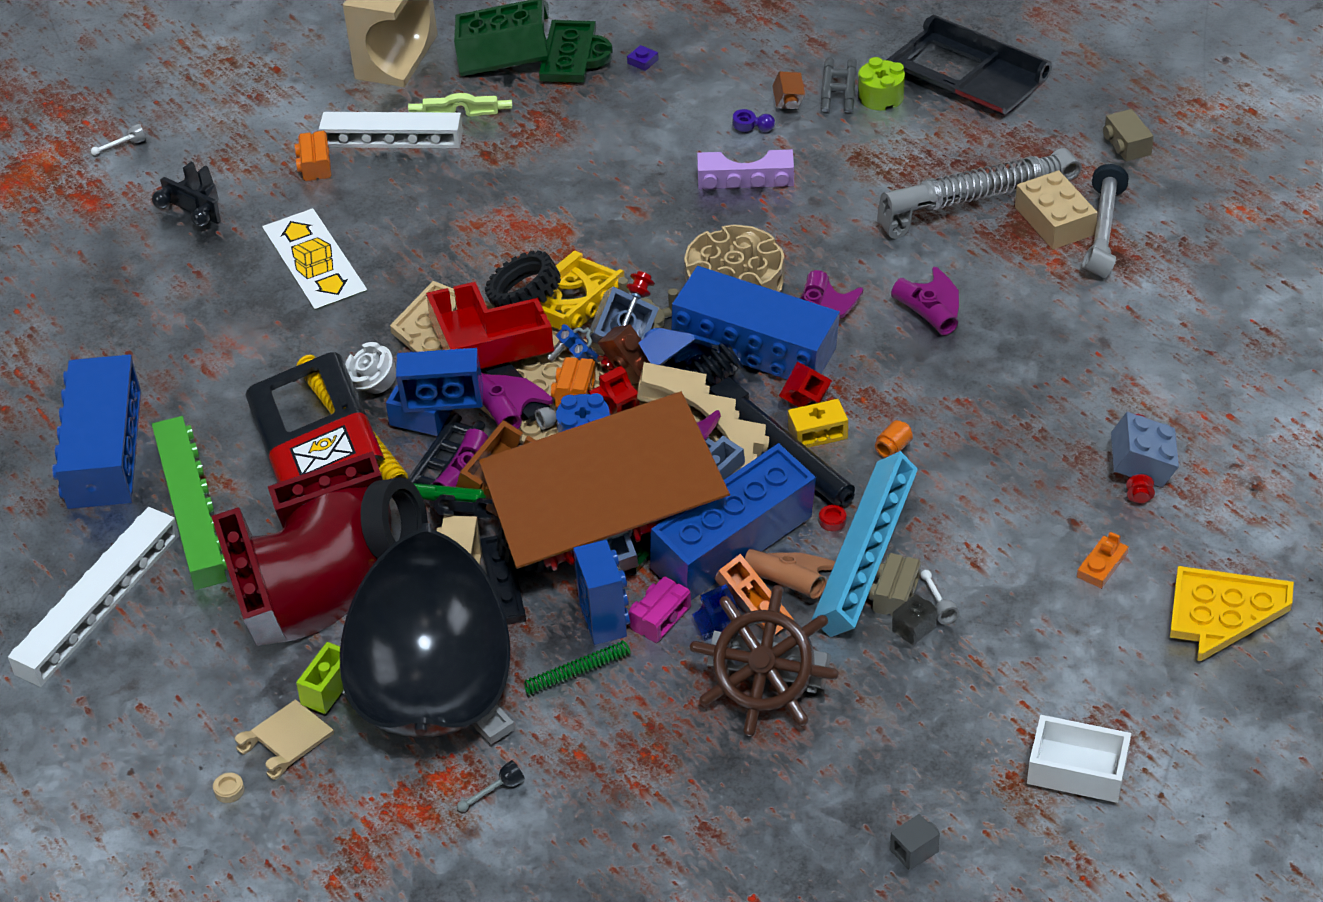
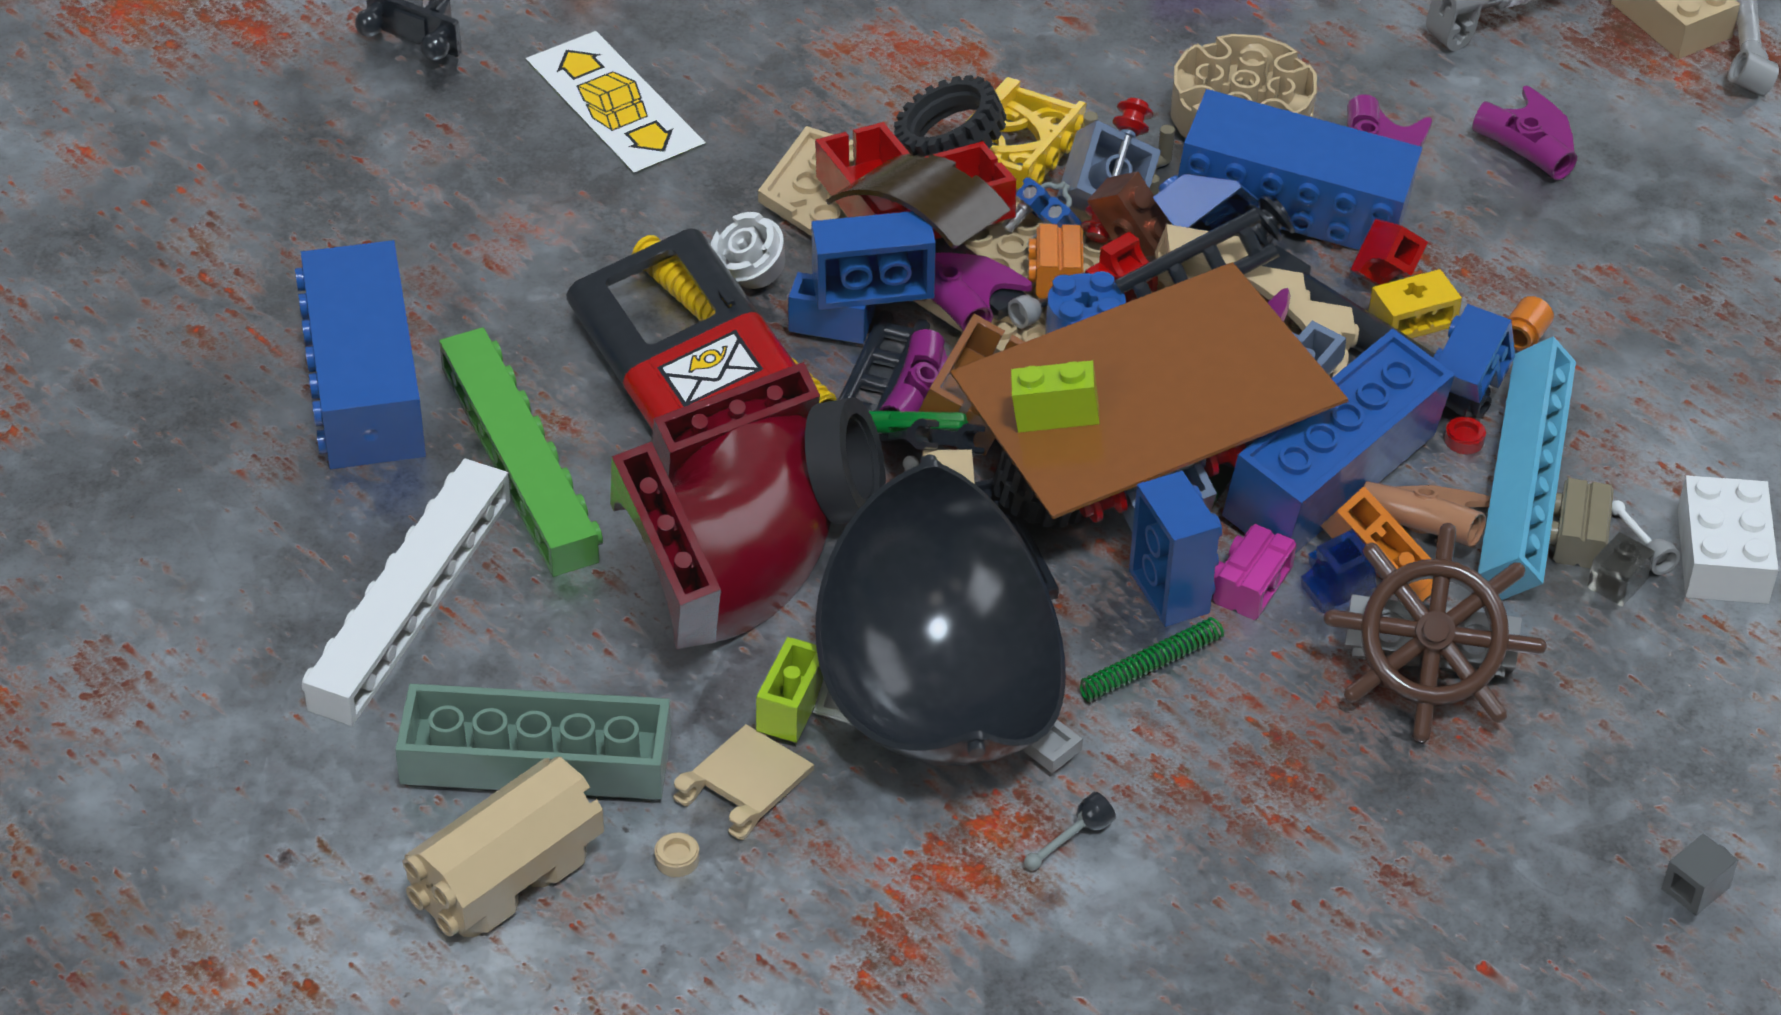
camera: 10 degrees left, 0 degrees up
(122, 769) = (513, 839): none -> tan brick
(149, 705) = (497, 734): none -> sand green brick
(486, 338) = (934, 191): none -> dark brown panel
(535, 482) = (1055, 396): none -> lime brick
(665, 377) = (1207, 245): none -> black bar
(842, 461) = (1477, 351): none -> blue brick
(993, 602) = (1727, 539): none -> white brick

